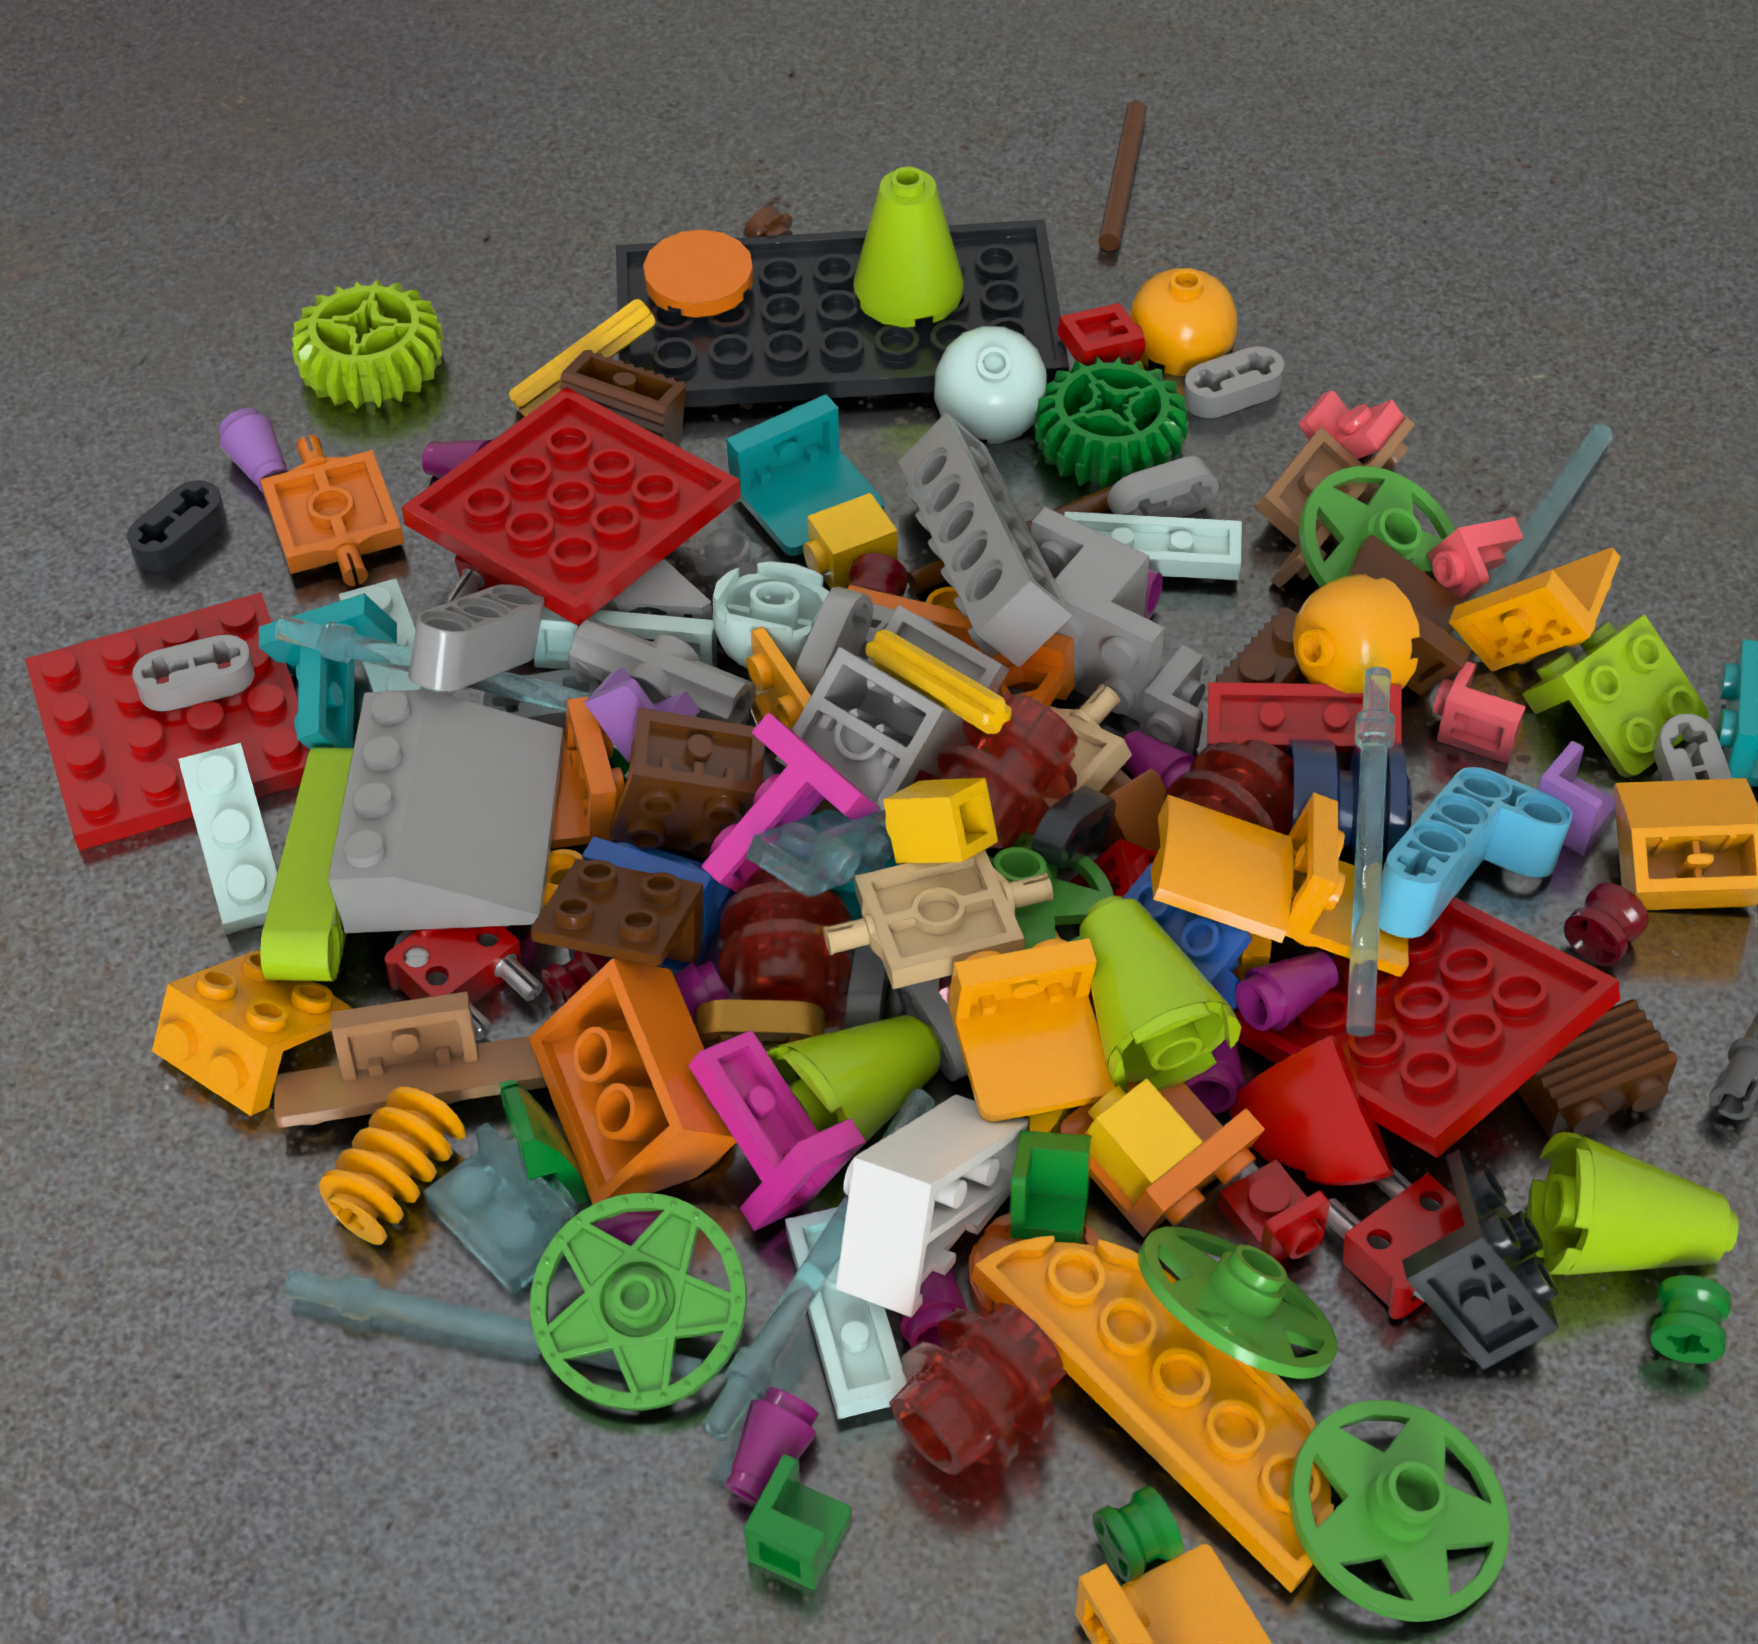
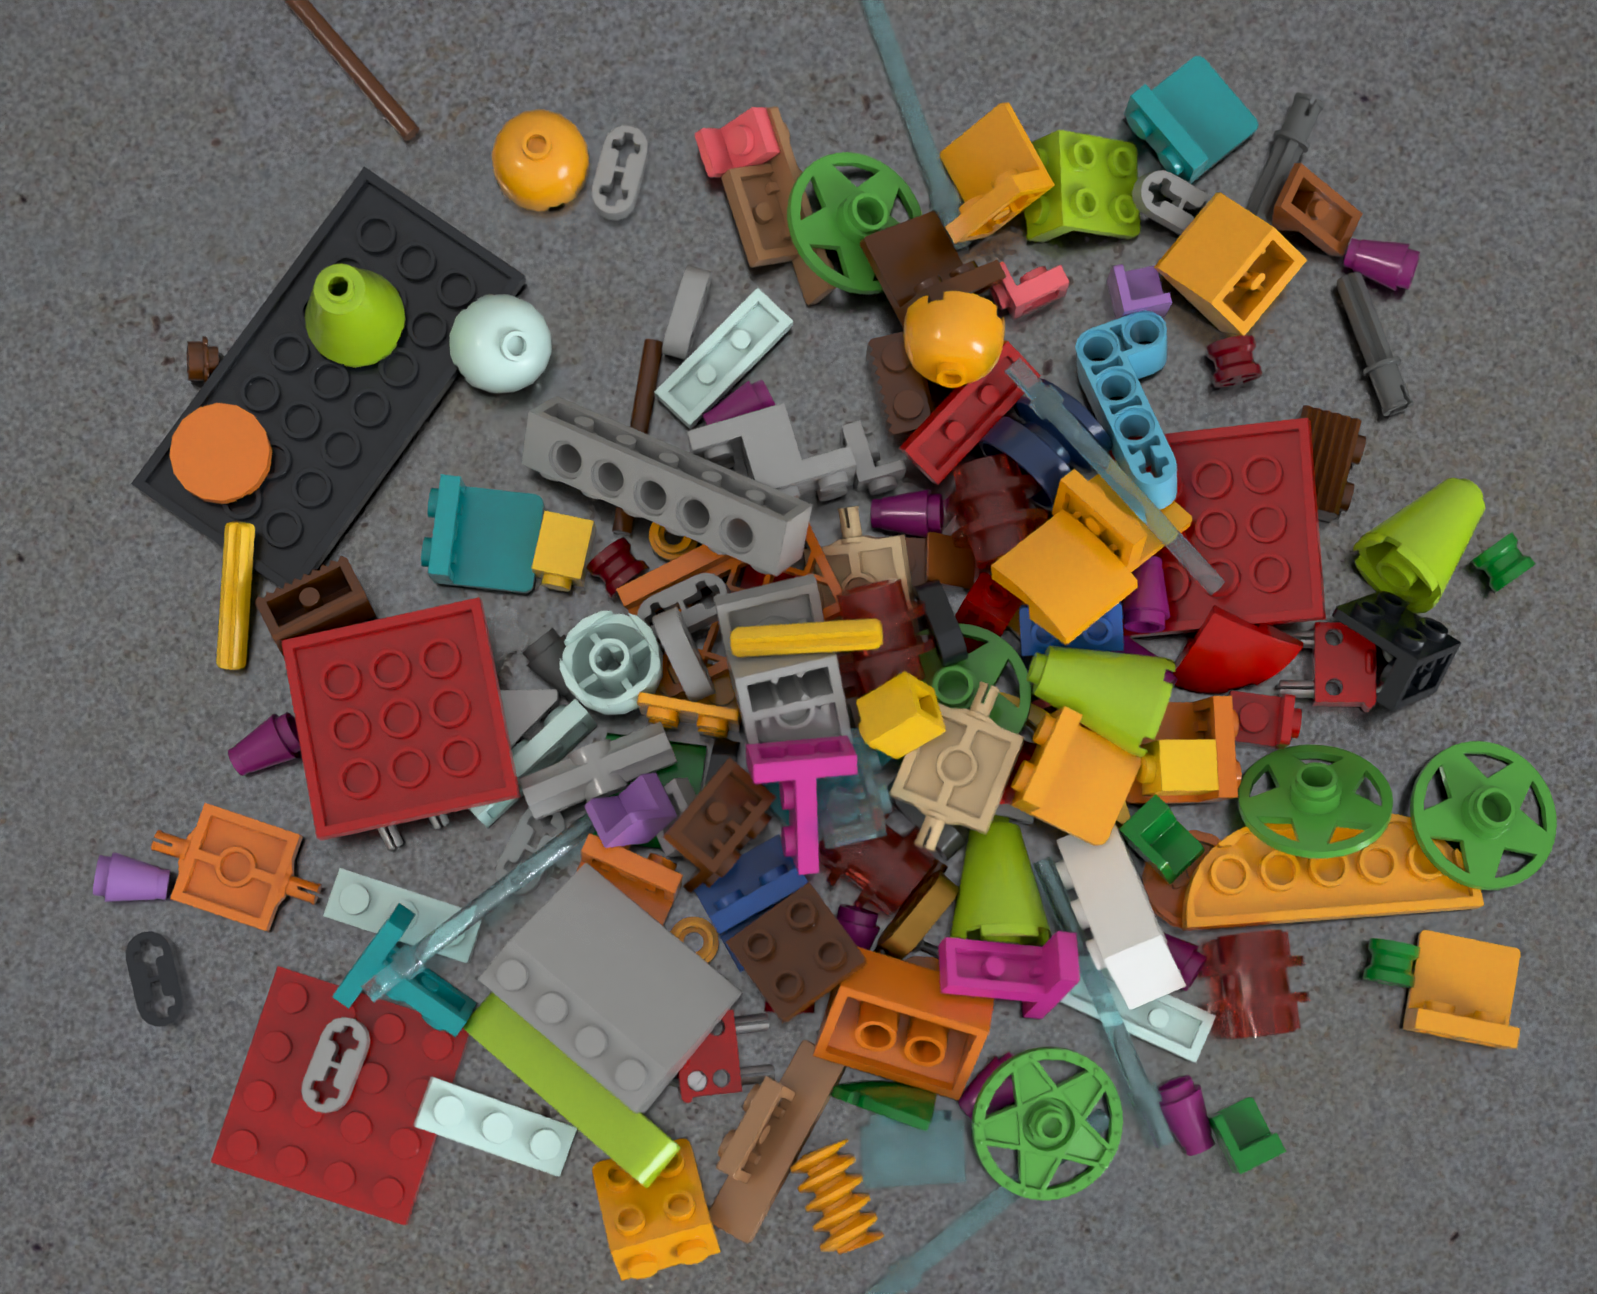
camera: 55 degrees left, 30 degrees up
(367, 343) = (66, 744): lime gear -> none
(475, 637) = (491, 876): light grey beam -> none
(1102, 333) = (521, 232): red bracket -> none
(1110, 421) = (615, 295): green gear -> none
(1470, 552) = (906, 175): coral bracket -> none

